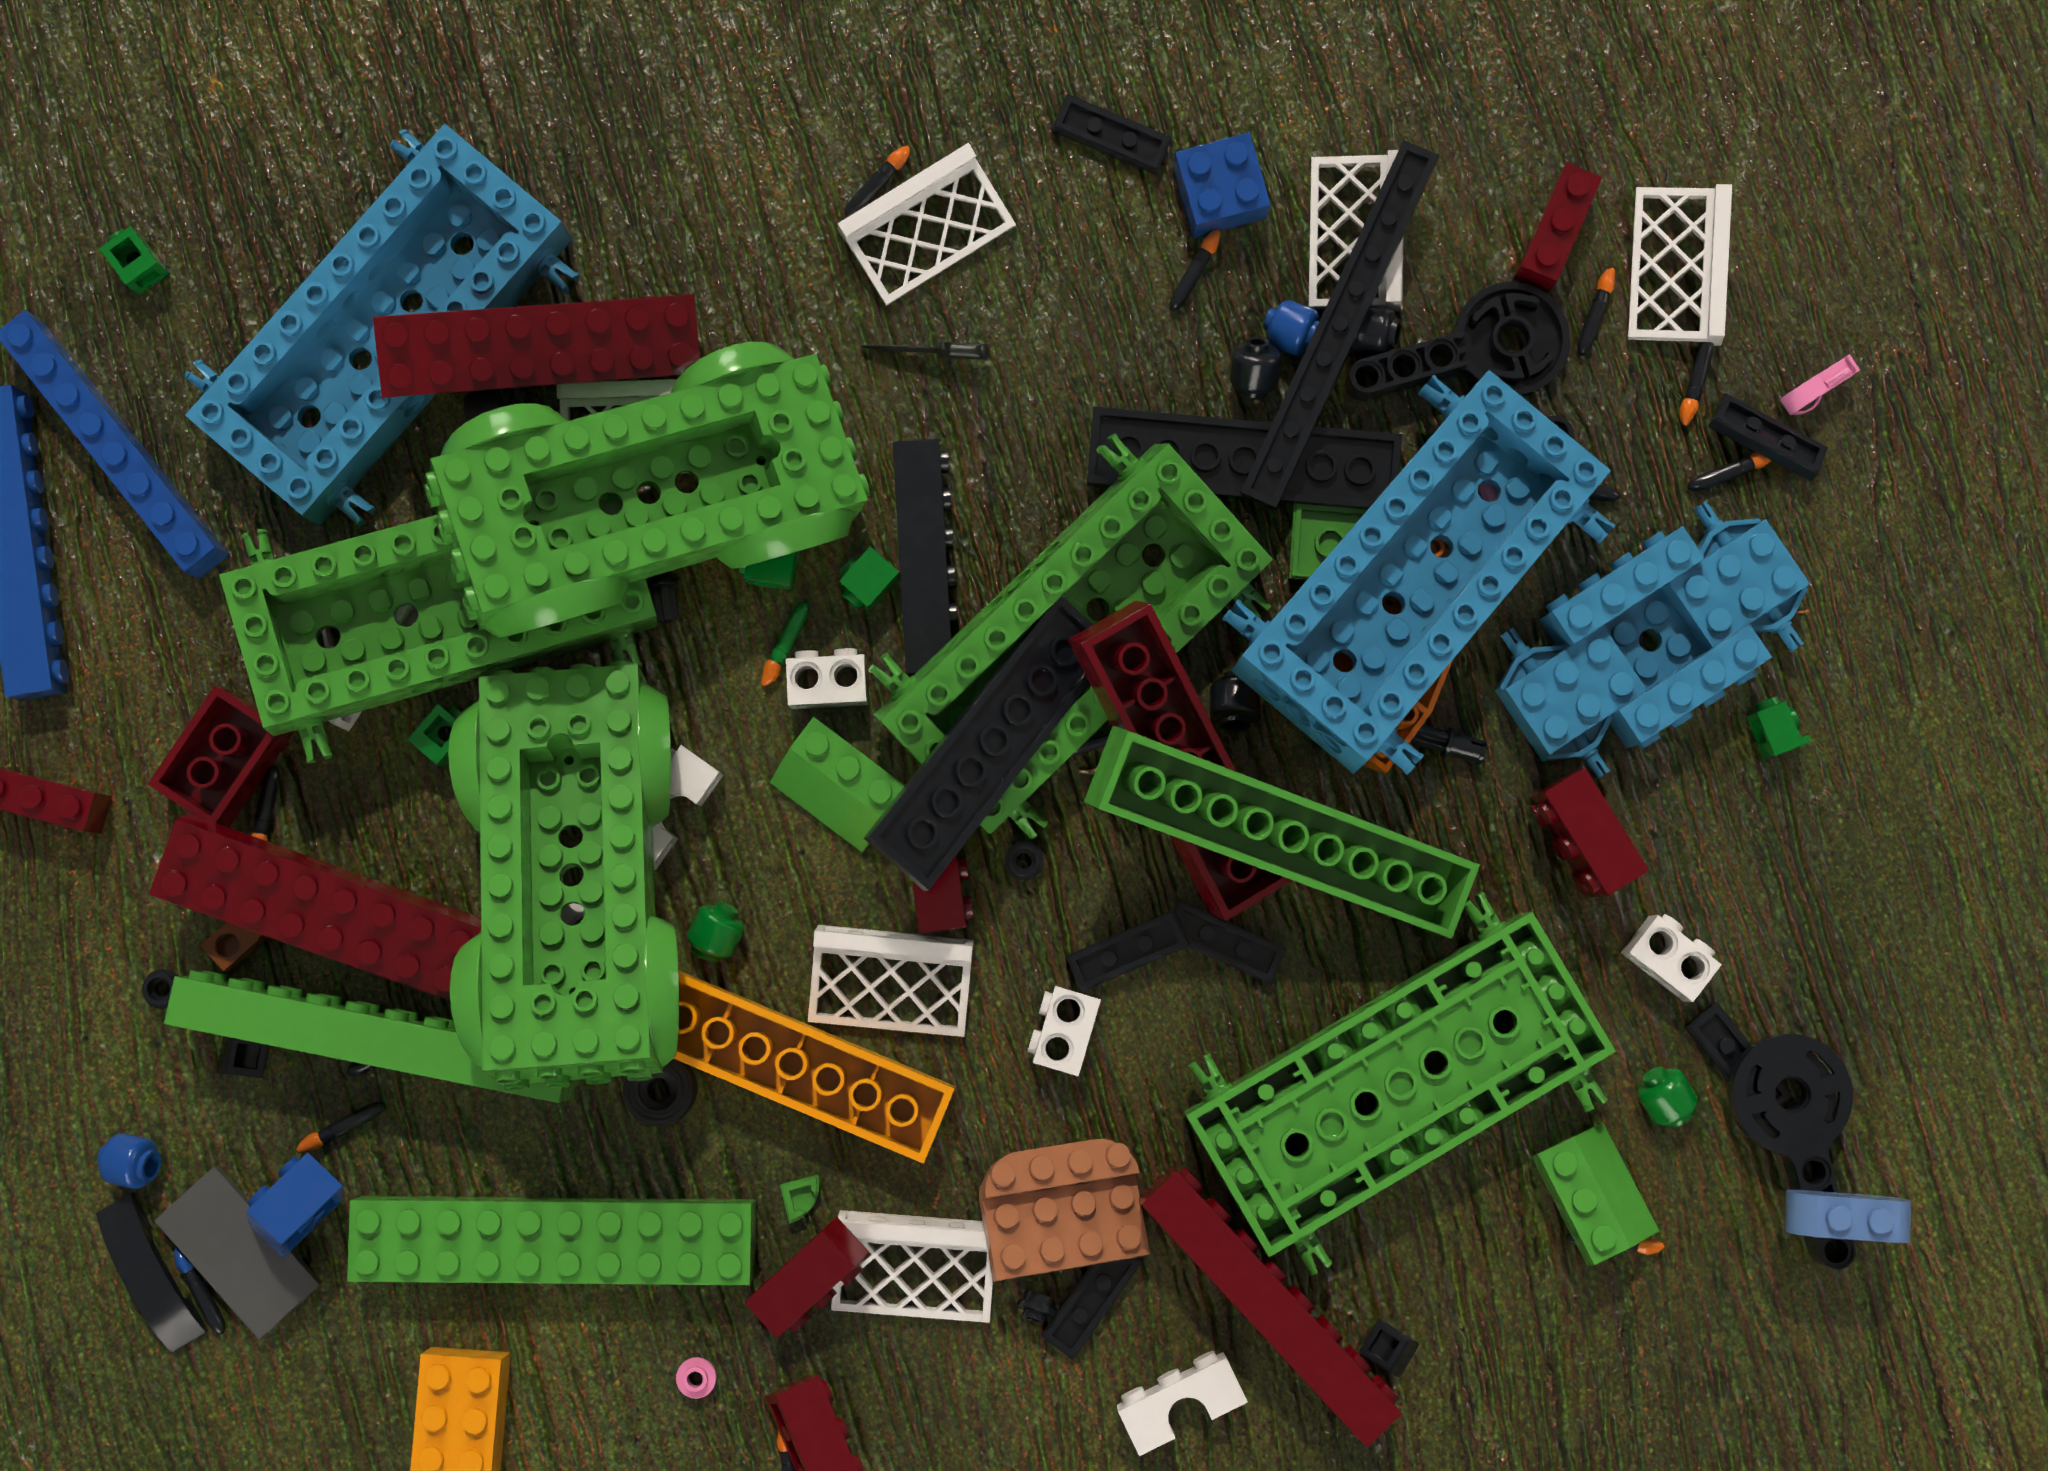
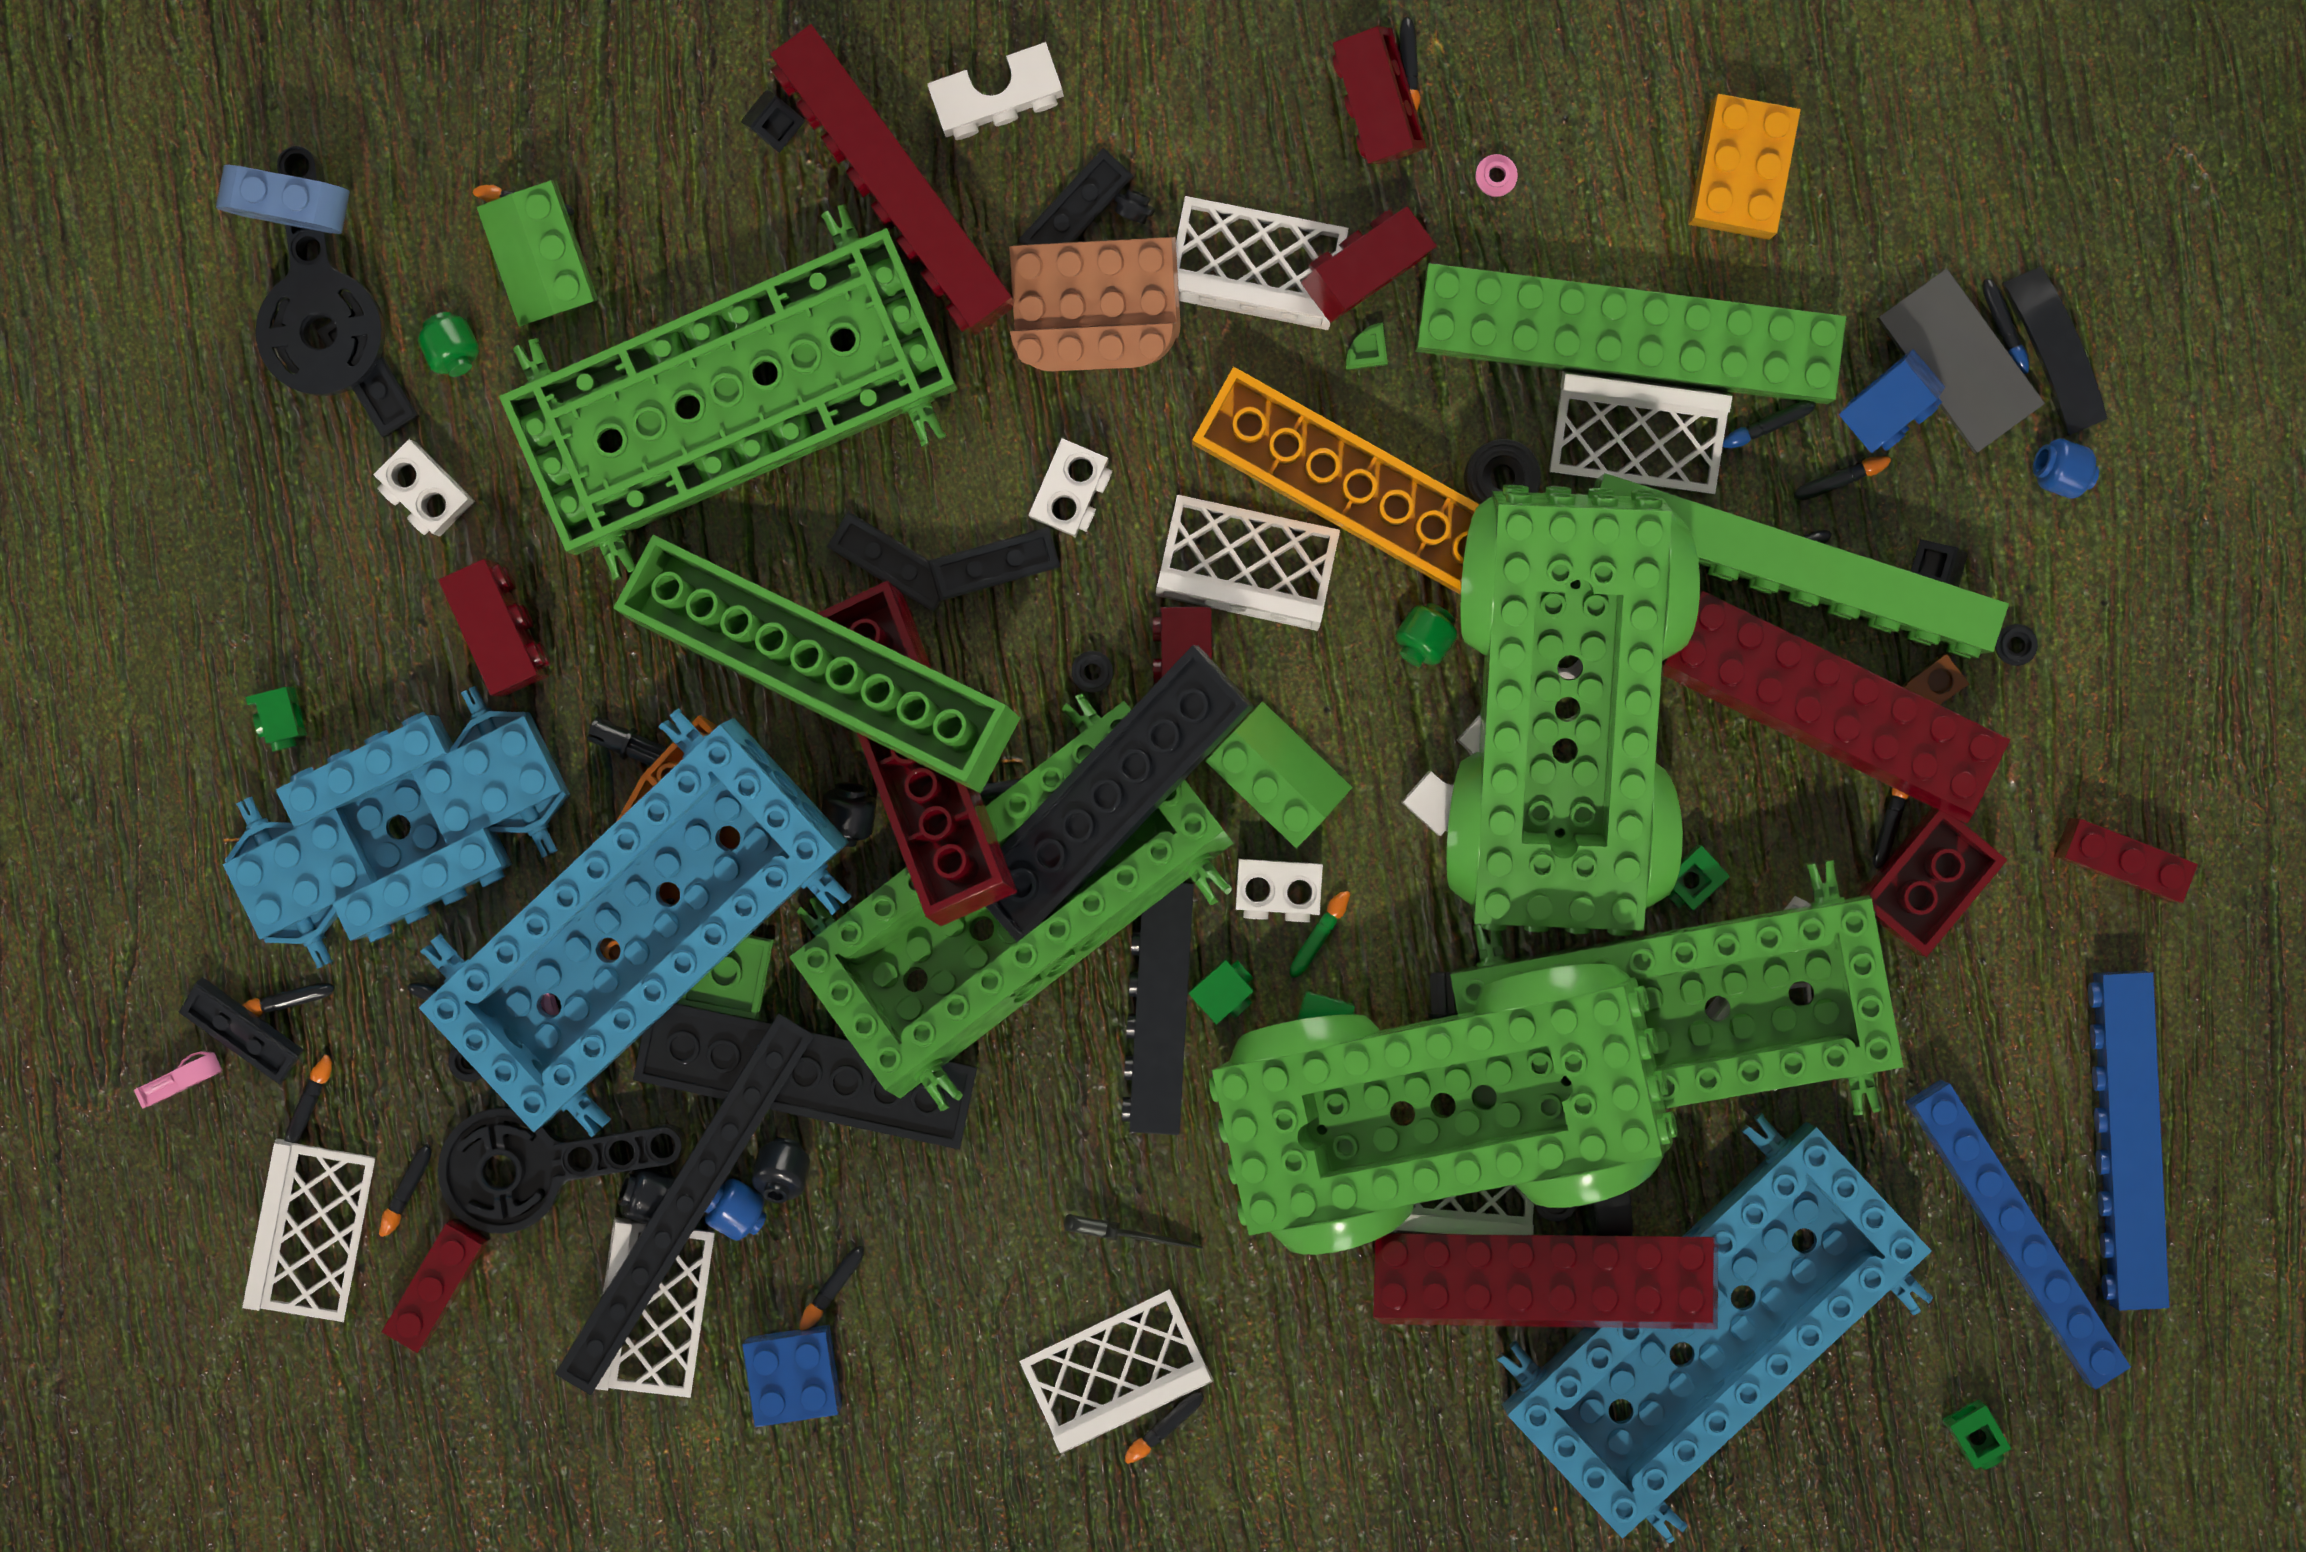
camera: 175 degrees left, 5 degrees up
(415, 1169) = (1768, 424): none -> black piece
(534, 1183) = (1647, 396): none -> white fence
(1111, 134) = (903, 1449): black tile -> none

